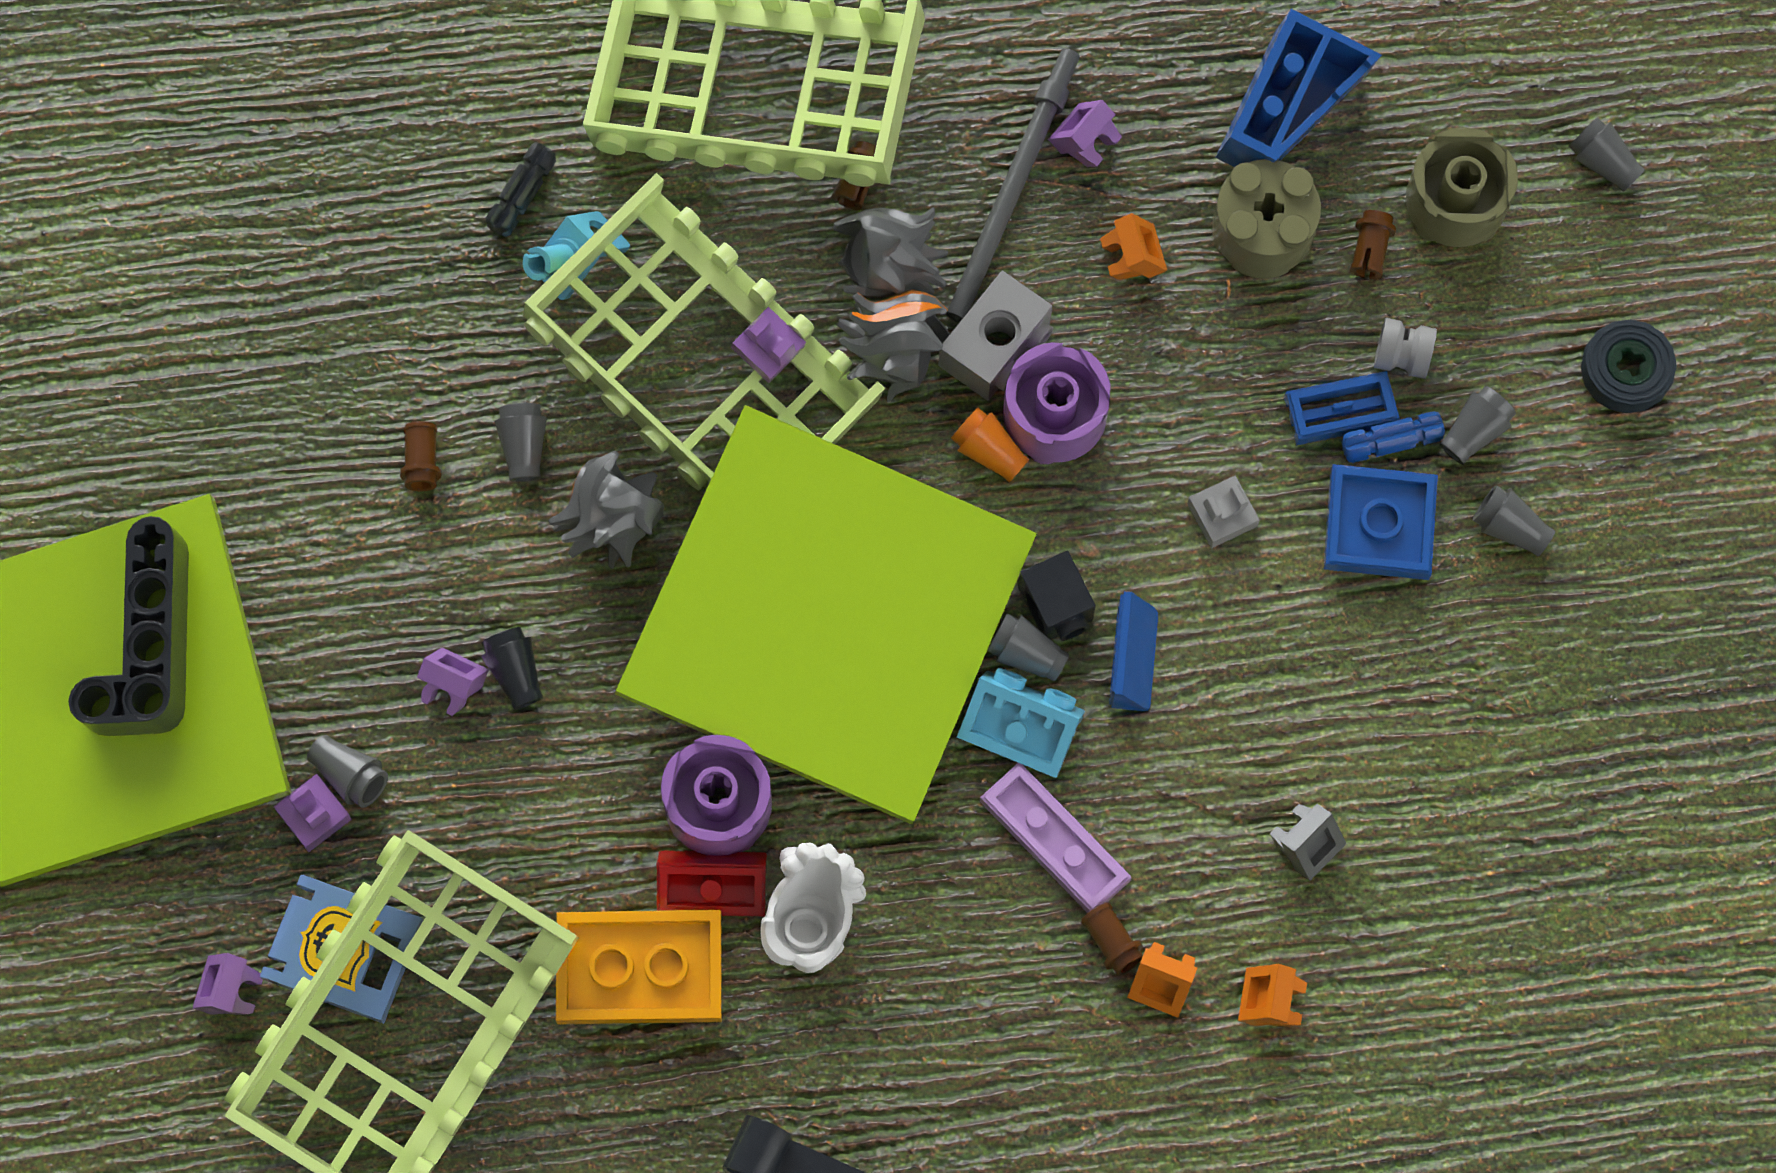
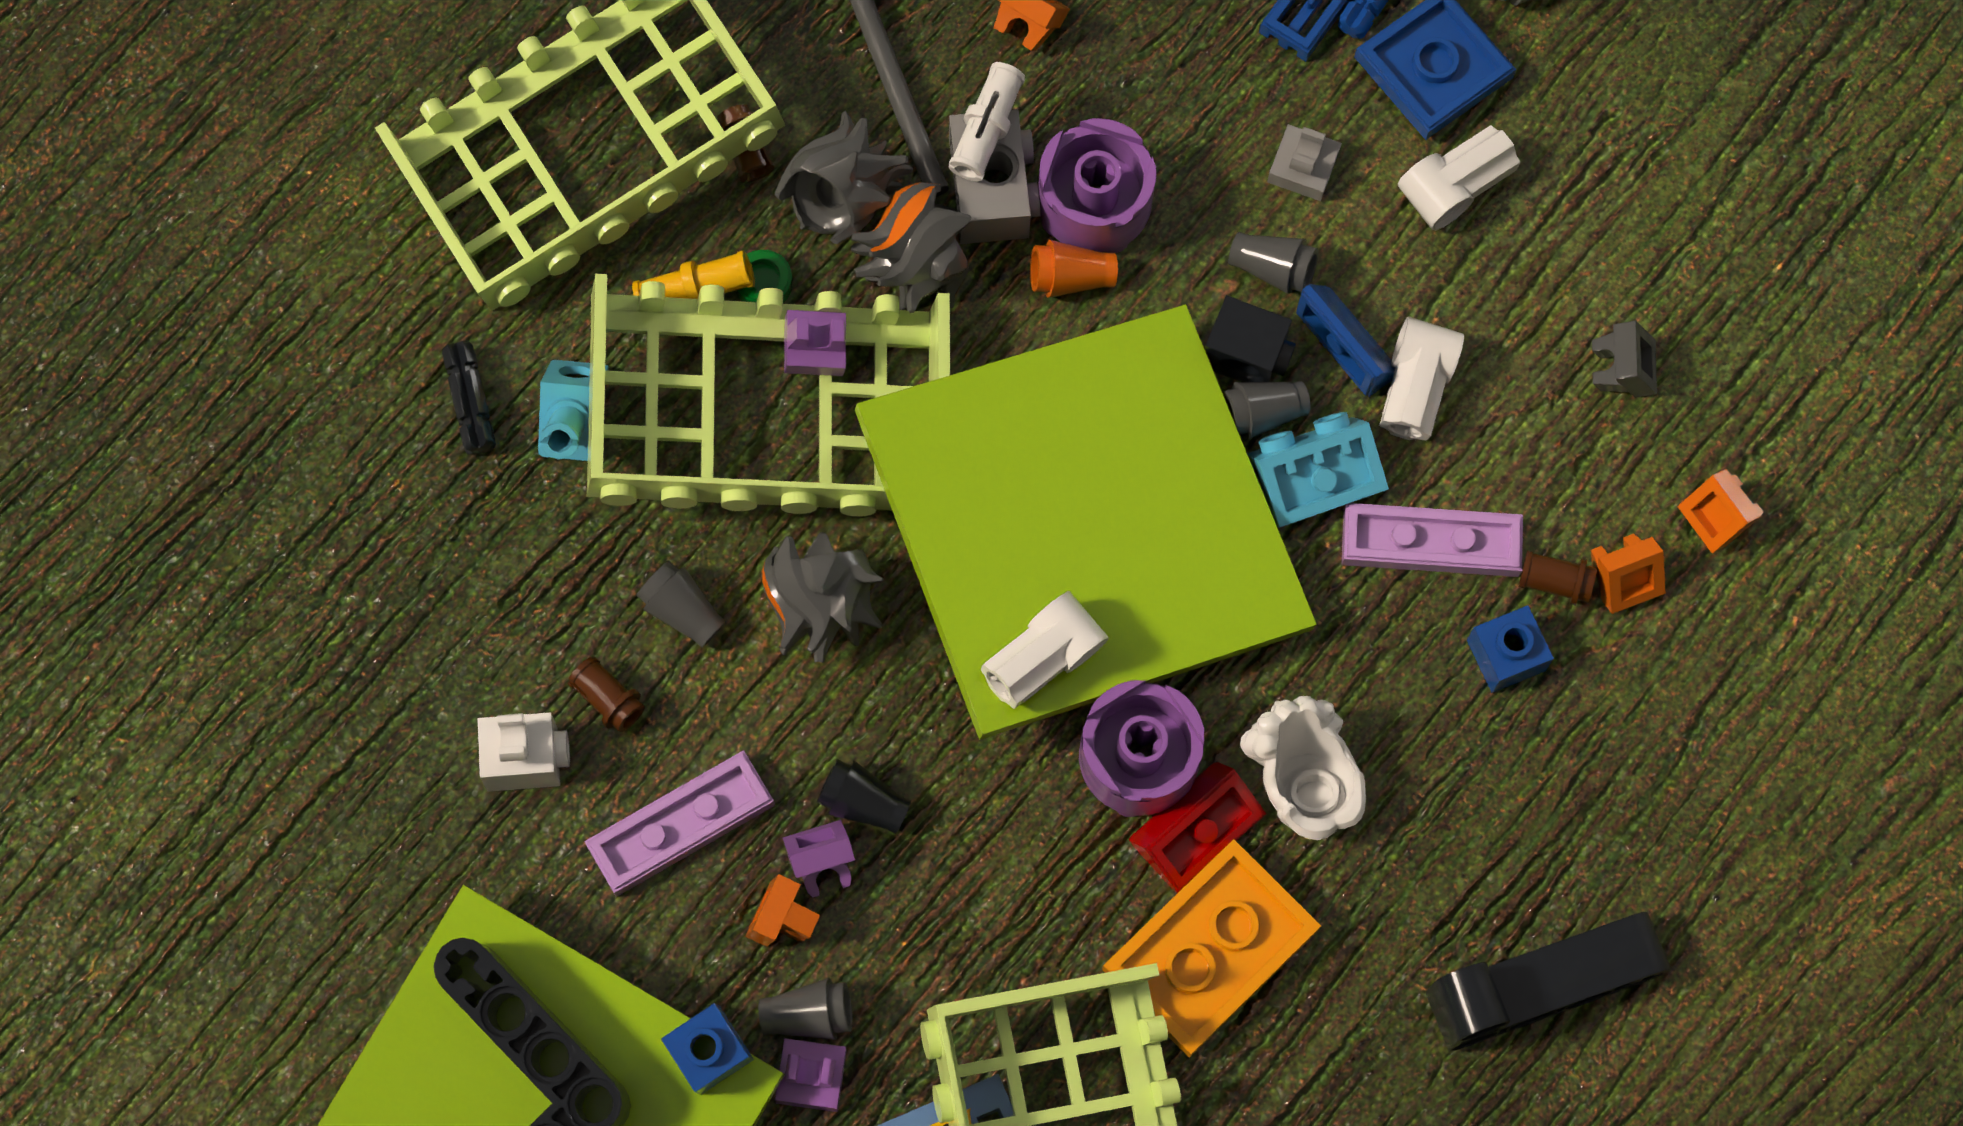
camera: 45 degrees left, 0 degrees up
(265, 738) = (729, 1053): none -> blue plate
(331, 444) = (521, 751): none -> white brick
(388, 580) = (679, 823): none -> lavender tile
(388, 690) = (781, 914): none -> orange tile
(720, 672) = (1056, 641): none -> white piece
(748, 245) = (729, 272): none -> yellow pin
(786, 273) = (769, 271): none -> green tile
(1017, 294) = (972, 151): none -> white pin
(1030, 974) = (1500, 664): none -> blue plate
(1134, 559) = (1276, 260): none -> dark grey cone
(1162, 716) = (1423, 364): none -> white piece
(1303, 611) = (1448, 184): none -> white piece

